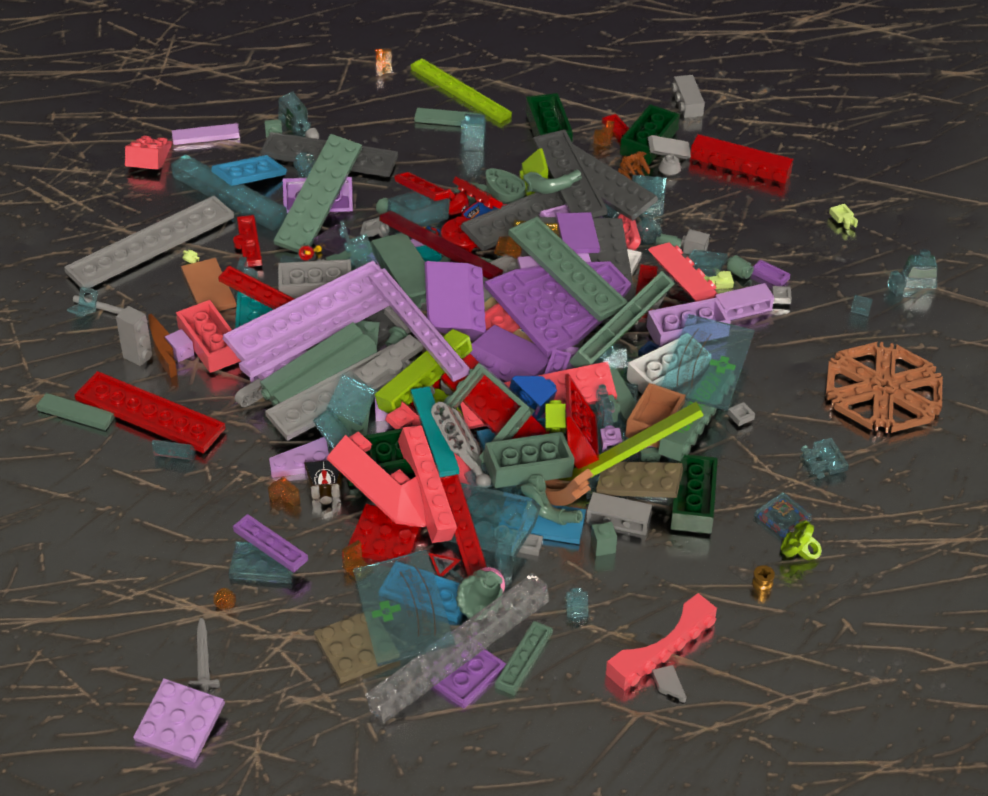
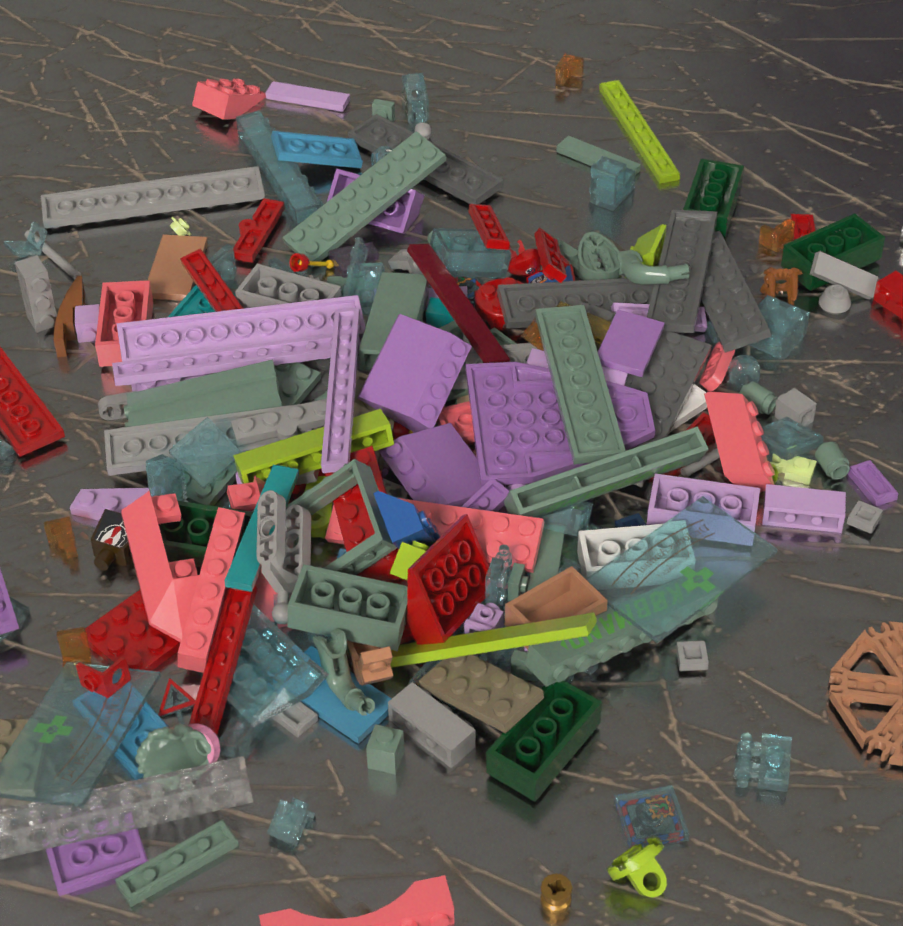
camera: 30 degrees right, 0 degrees up
(394, 569) = (102, 681): none -> red bracket

